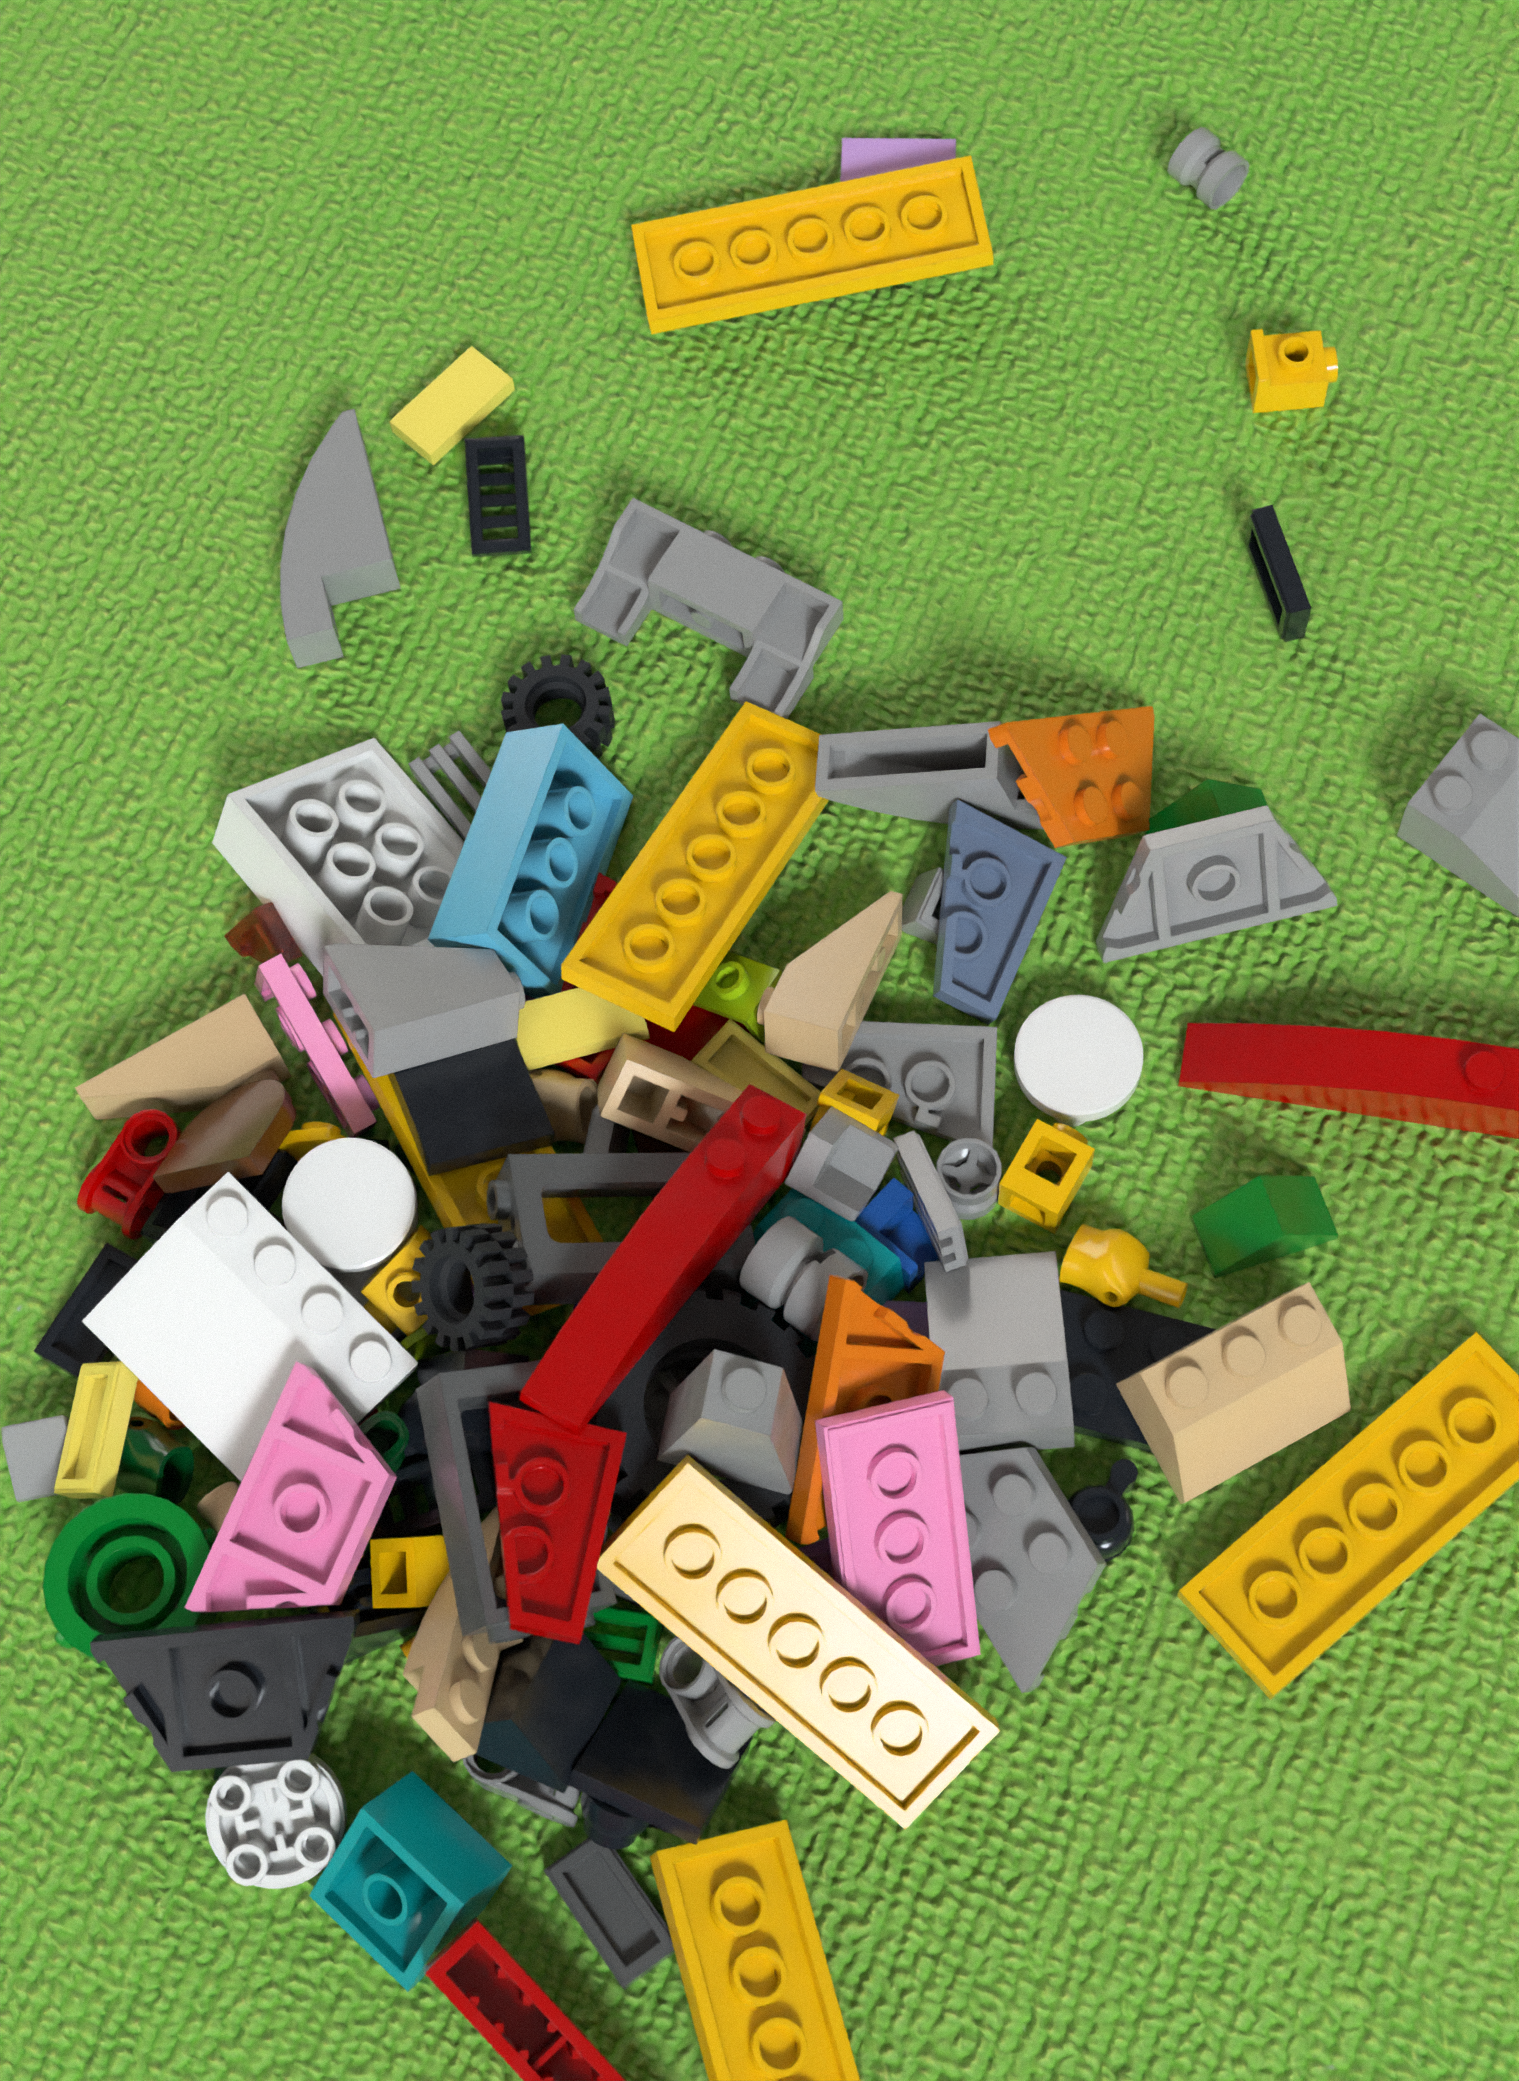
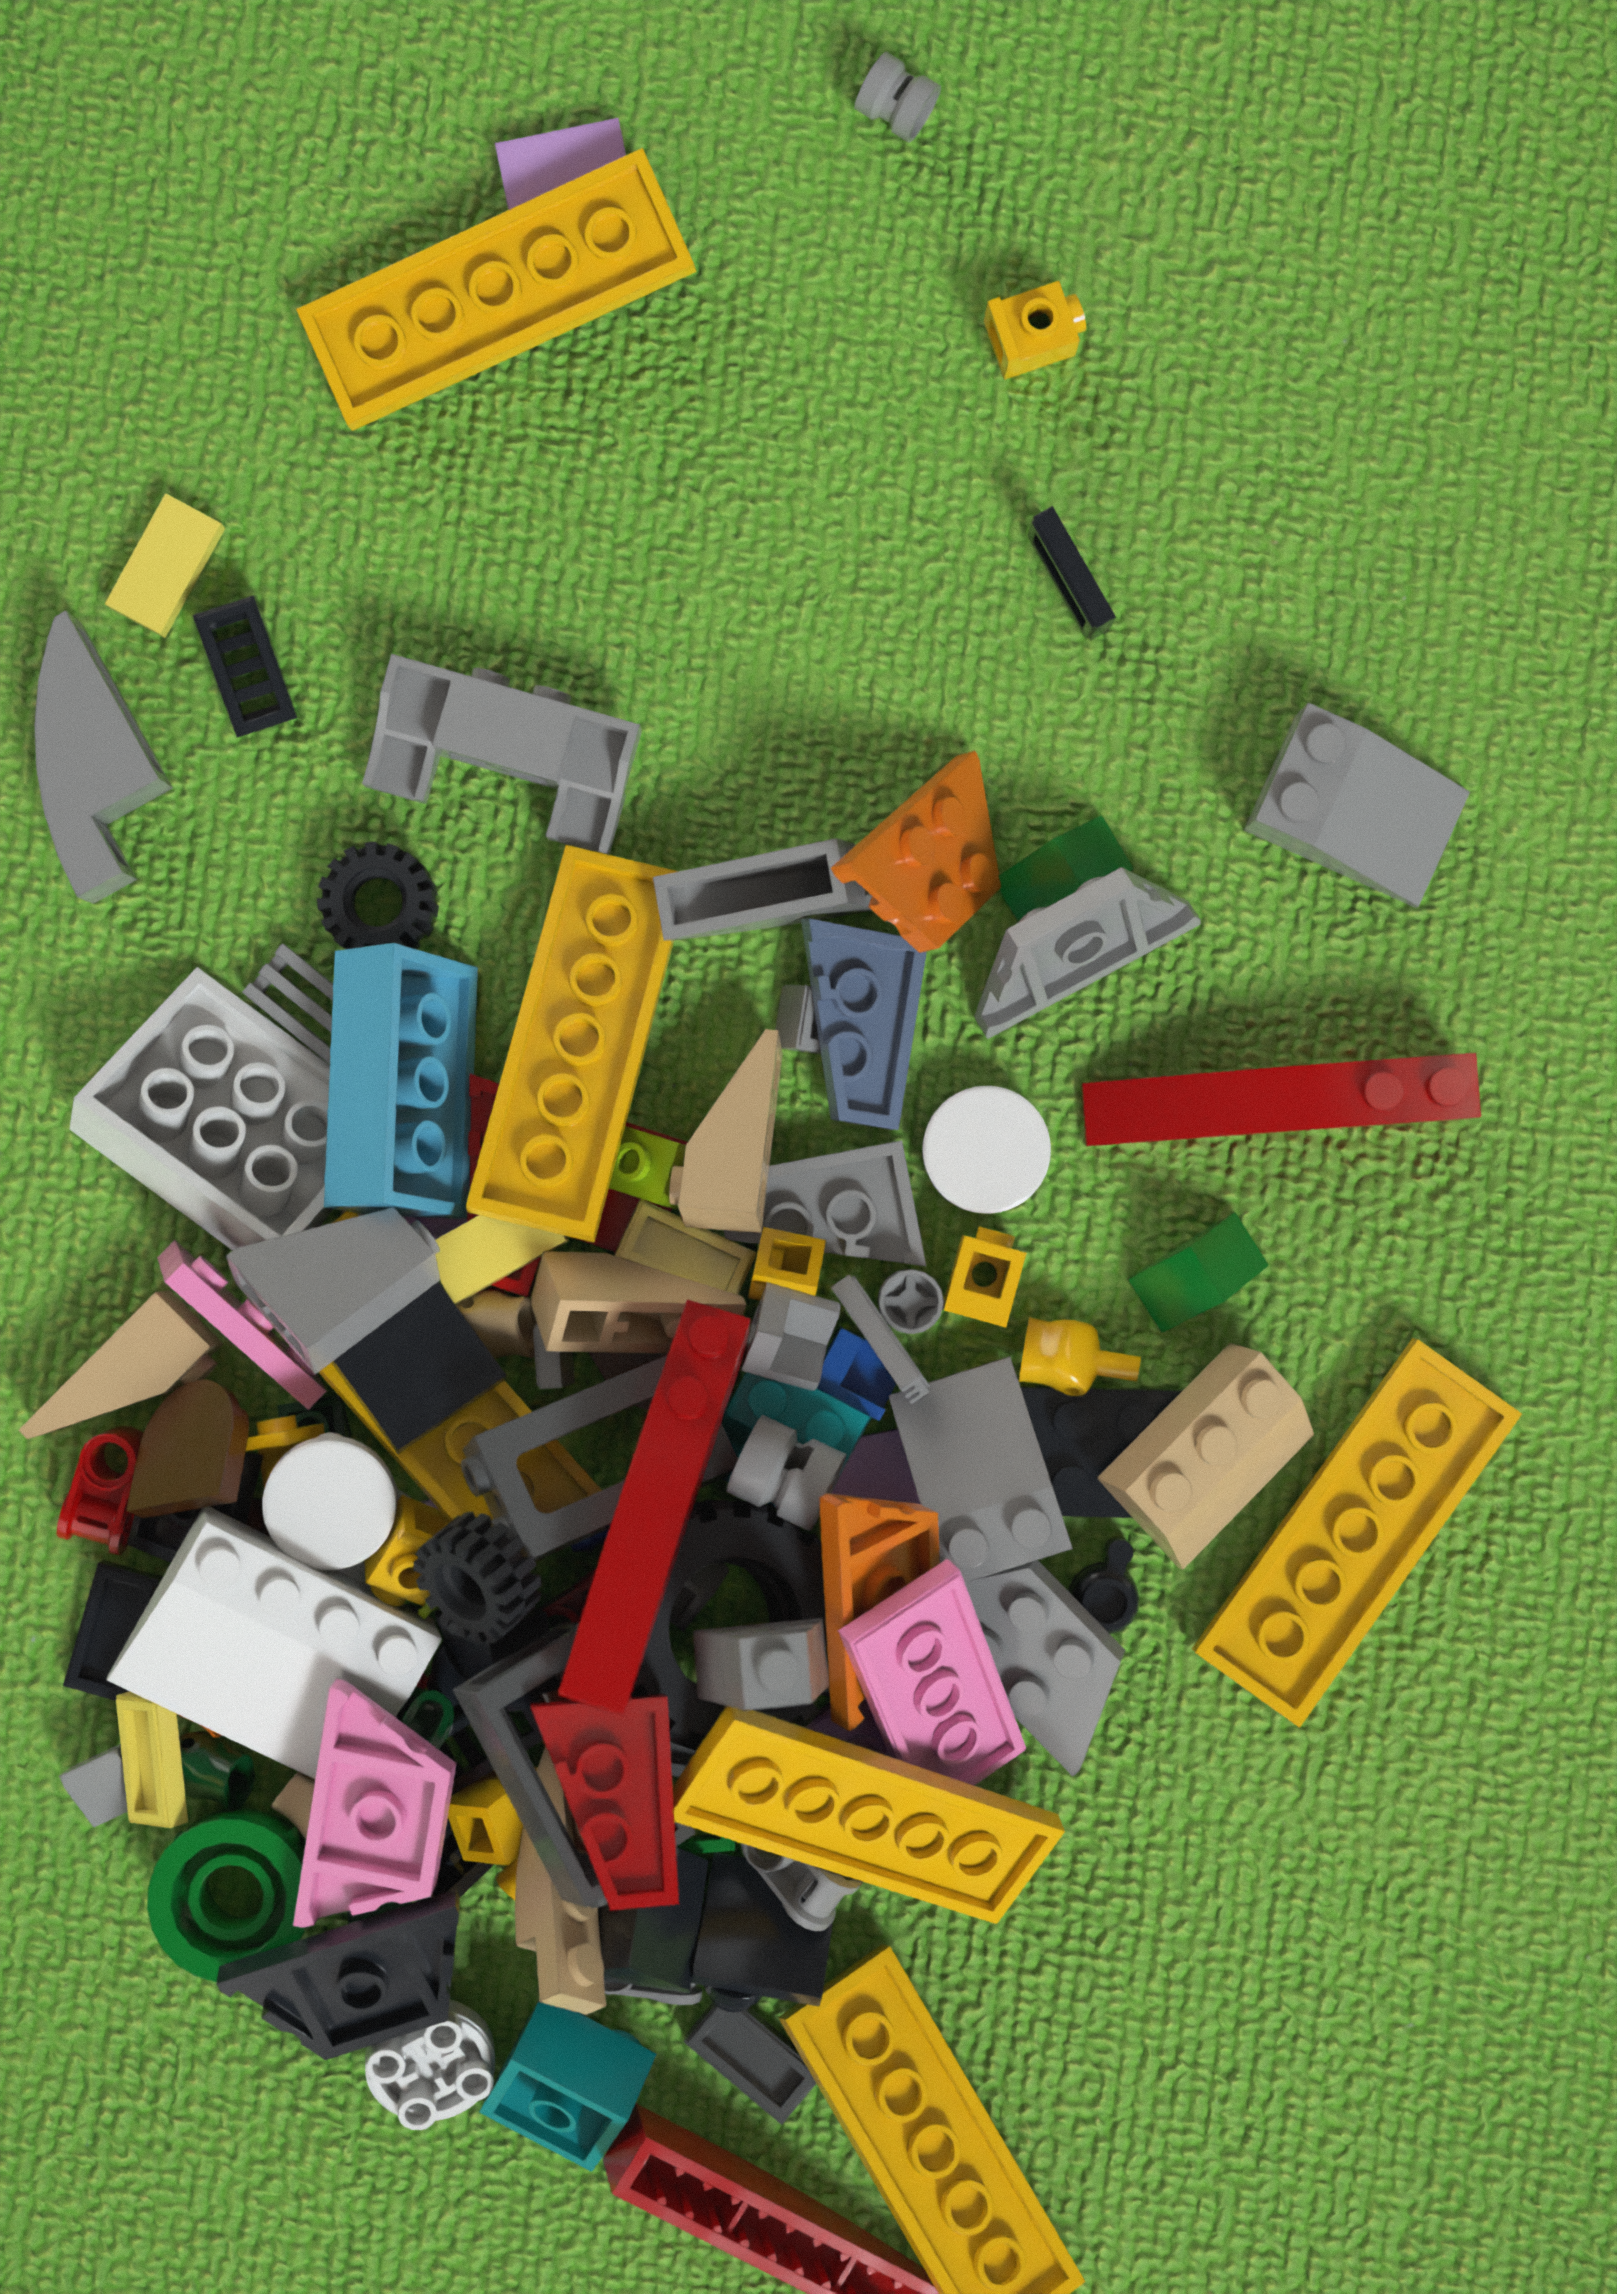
camera: 20 degrees left, 20 degrees up
(263, 936) = (155, 1215): clear red tile -> none

